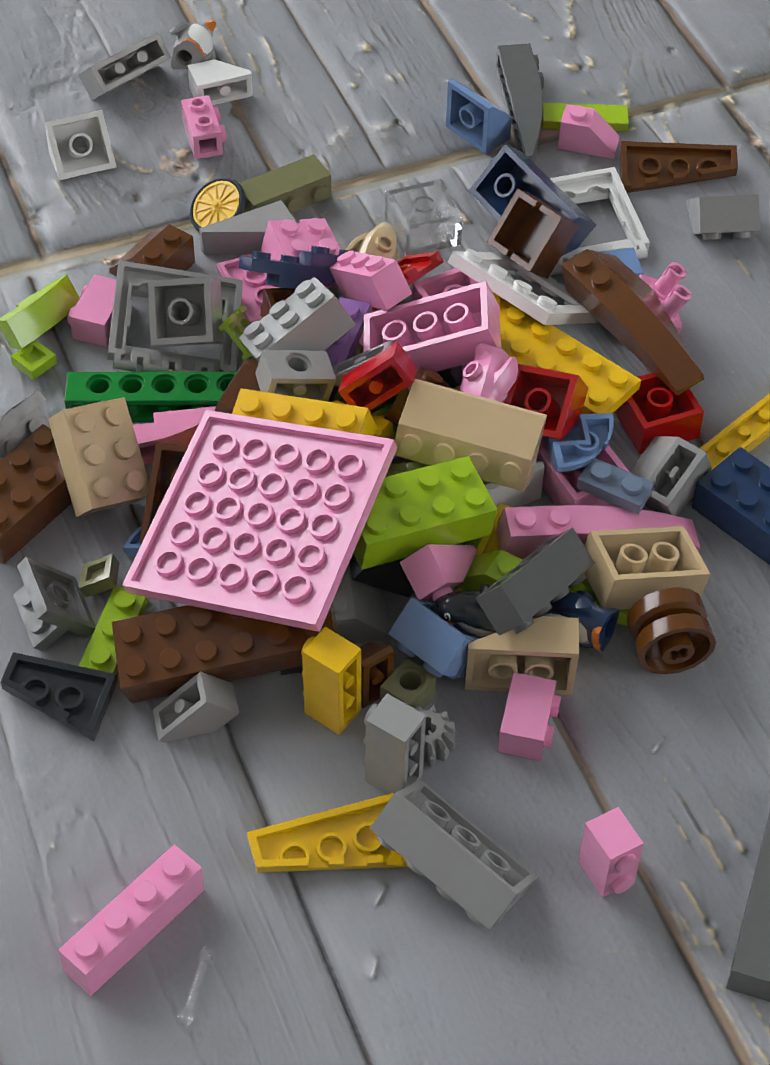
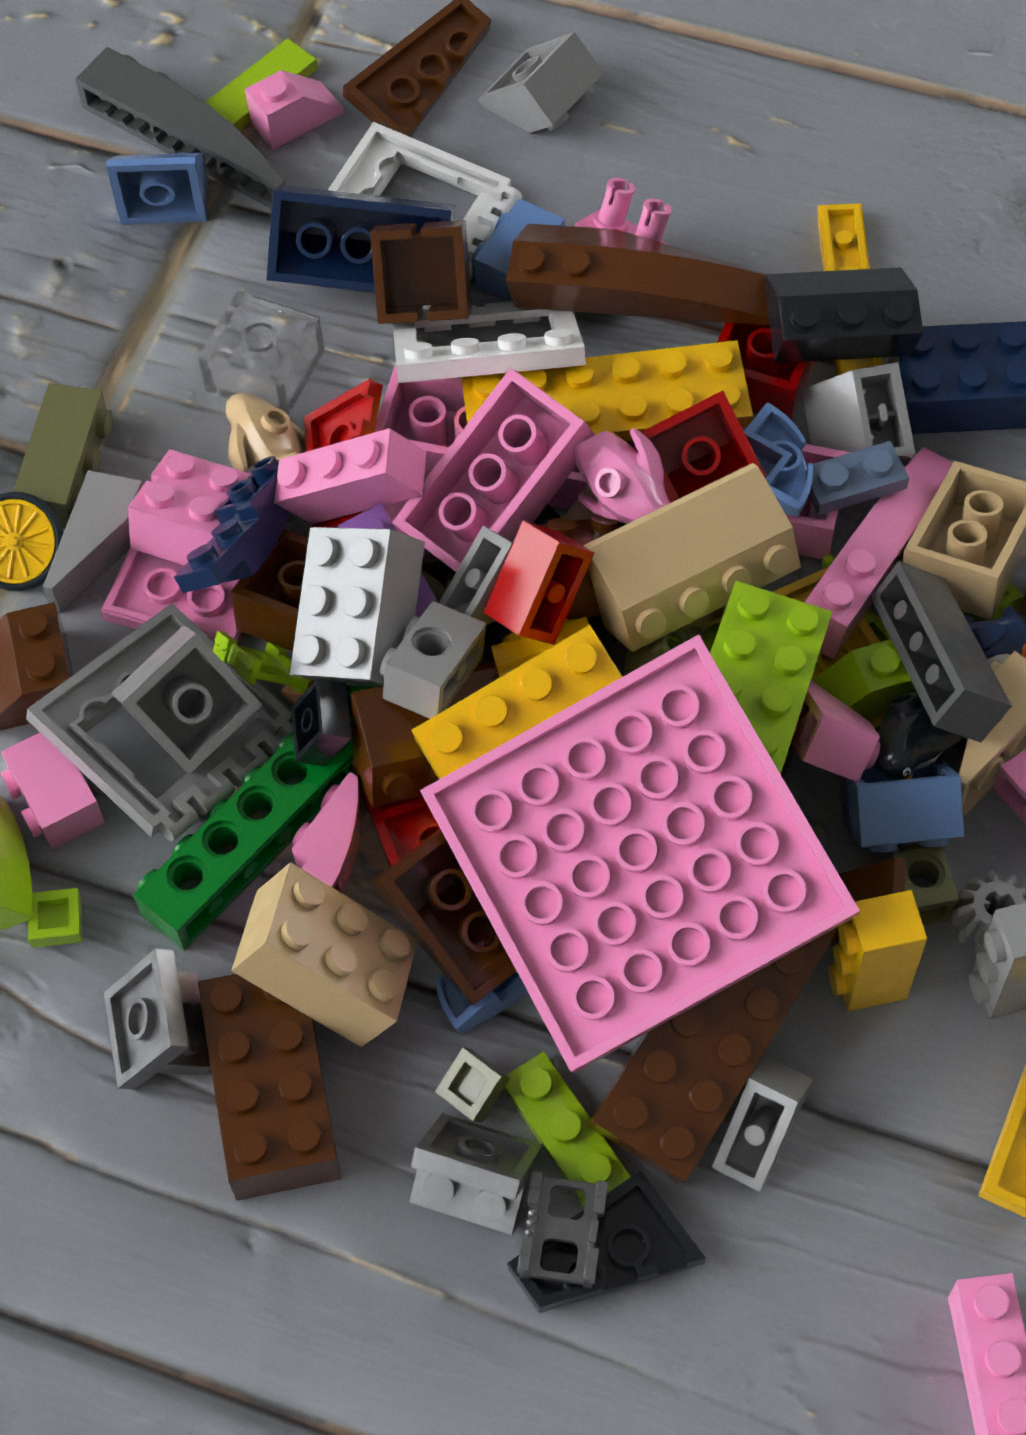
camera: 45 degrees left, 10 degrees up
(44, 652) = (544, 1228): none -> flat silver piece
(224, 369) = (321, 722): none -> black piece
(705, 408) = (842, 314): none -> black slope

